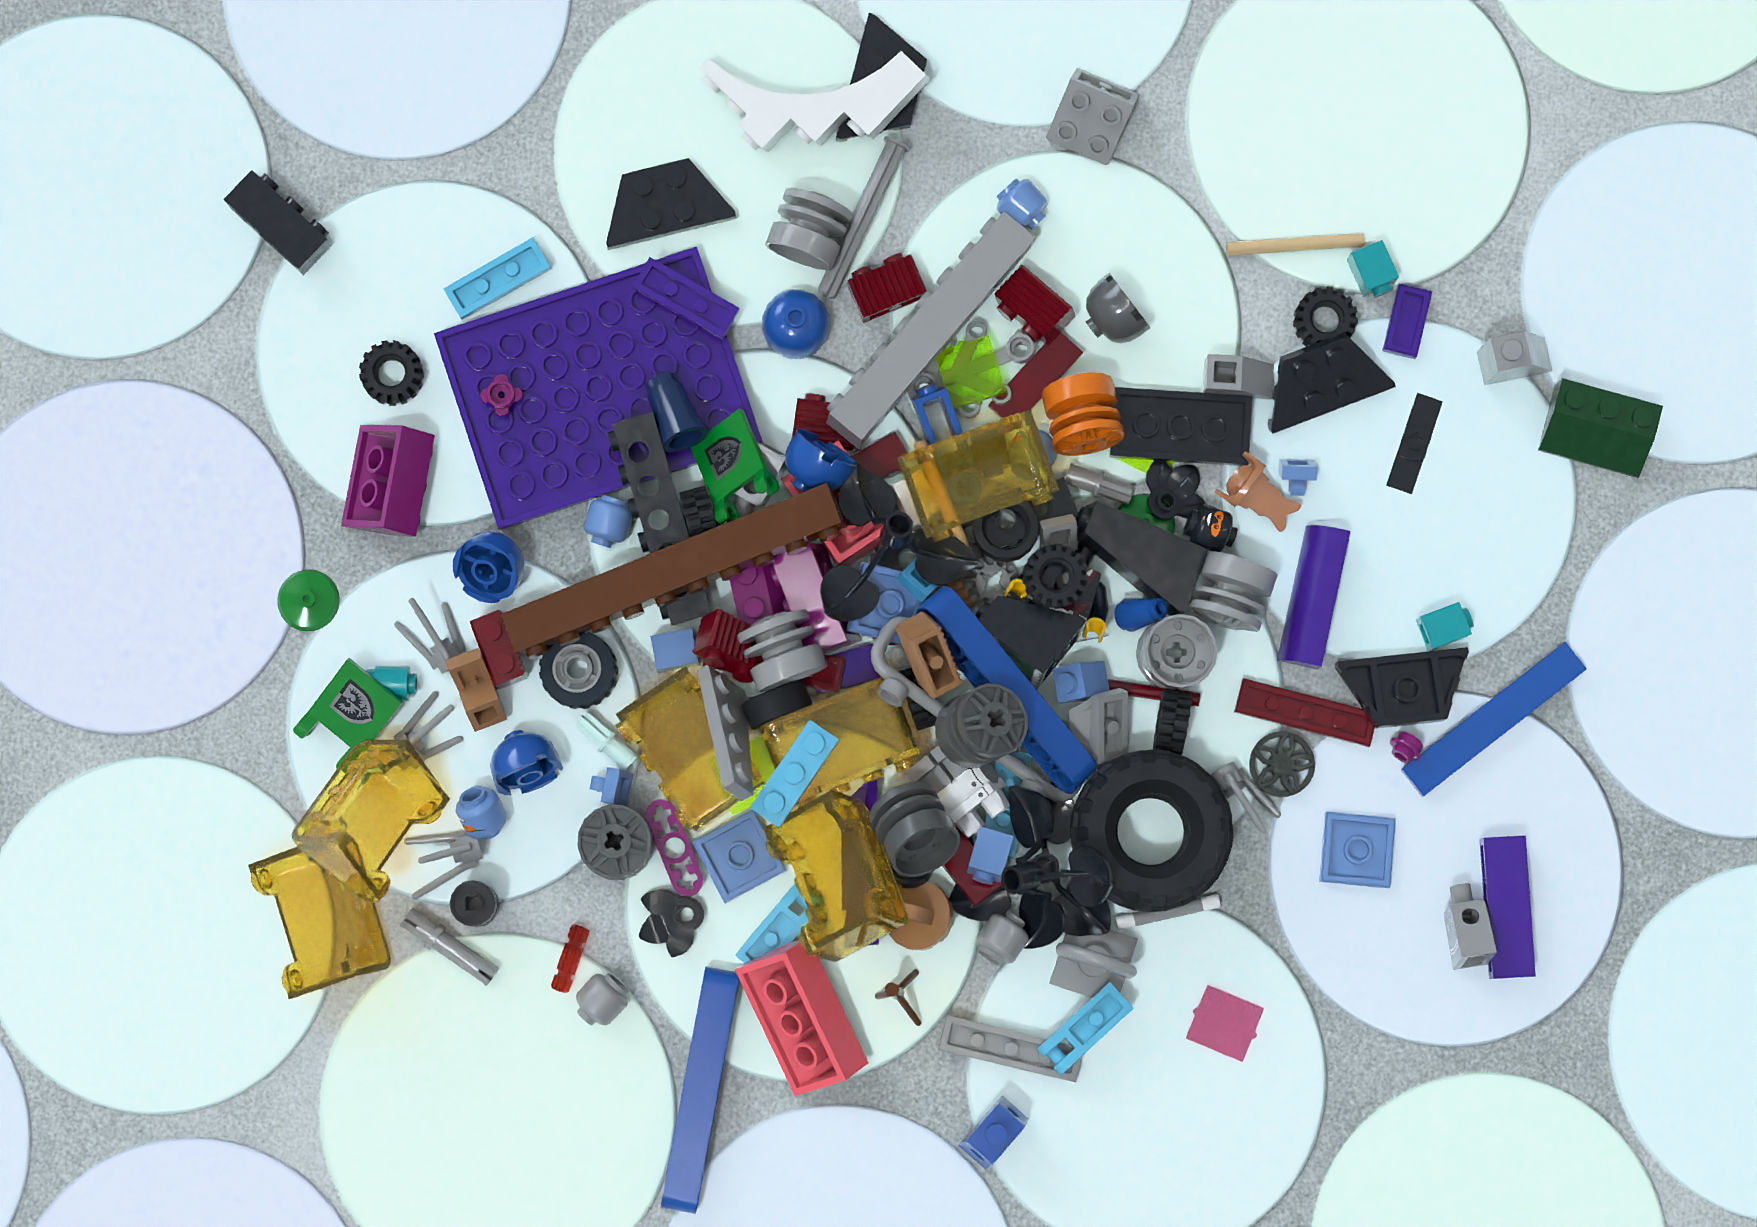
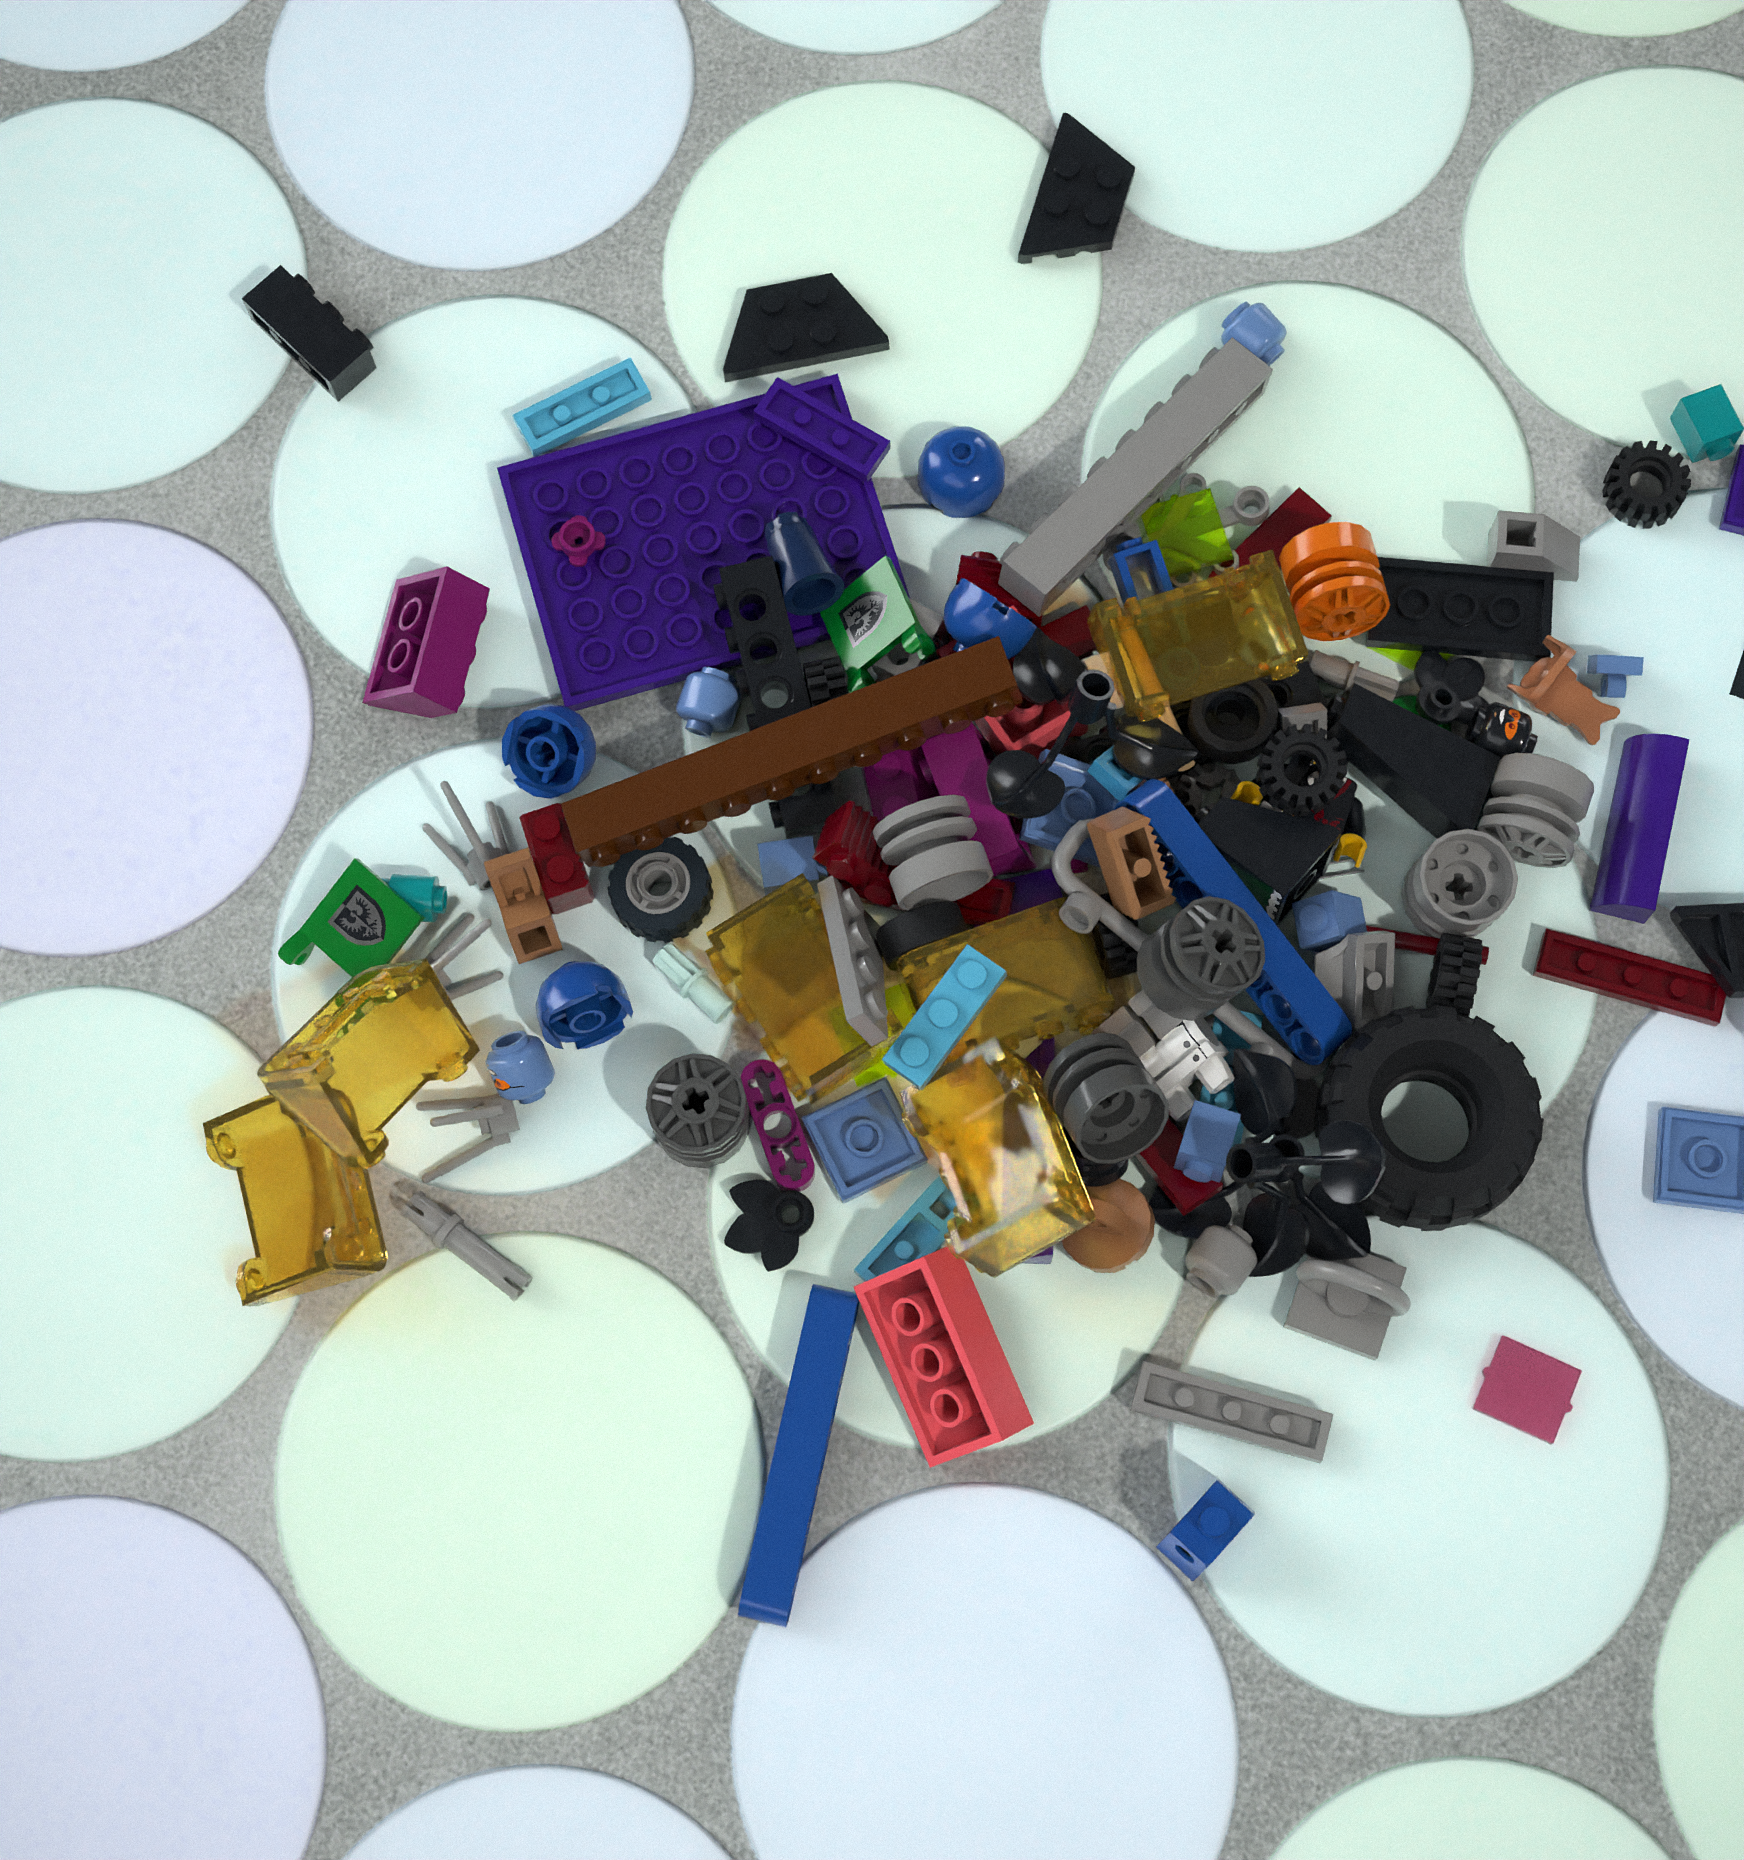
camera: 10 degrees right, 10 degrees down
(308, 600) = (313, 794): green piece -> none
(387, 352) = (432, 493): black tyre -> none
(474, 903) = (503, 1187): black wheel -> none
(569, 958) = (629, 1268): clear red axle -> none
(601, 999) = (669, 1323): light grey head -> none
(614, 787) = (702, 1036): medium blue tile -> none
(806, 235) = (981, 351): light grey wheel -> none
(863, 215) = (1050, 347): light grey axle -> none
(868, 103) = (995, 221): white arch -> none
(886, 287) = (1077, 429): dark red brick -> none
(897, 992) = (1075, 1324): reddish brown plant -> none
(1033, 306) = (1269, 454): dark red brick -> none
(1086, 1027) = (1338, 1383): medium azure plate -> none
(1092, 116) = (1341, 239): light grey bracket -> none
(1113, 313) = (1374, 462): dark grey cylinder -> none
(1137, 613) = (1406, 837): blue cone -> none
(1141, 918) = (1425, 1239): bar -> none
(1231, 779) = (1542, 1064): light grey plant -> none
(1282, 764) = (1600, 1043): pearl dark grey wheel -> none
(1295, 244) = (1601, 396): tan bar -> none
(1323, 380) = (1647, 556): black wing -> none

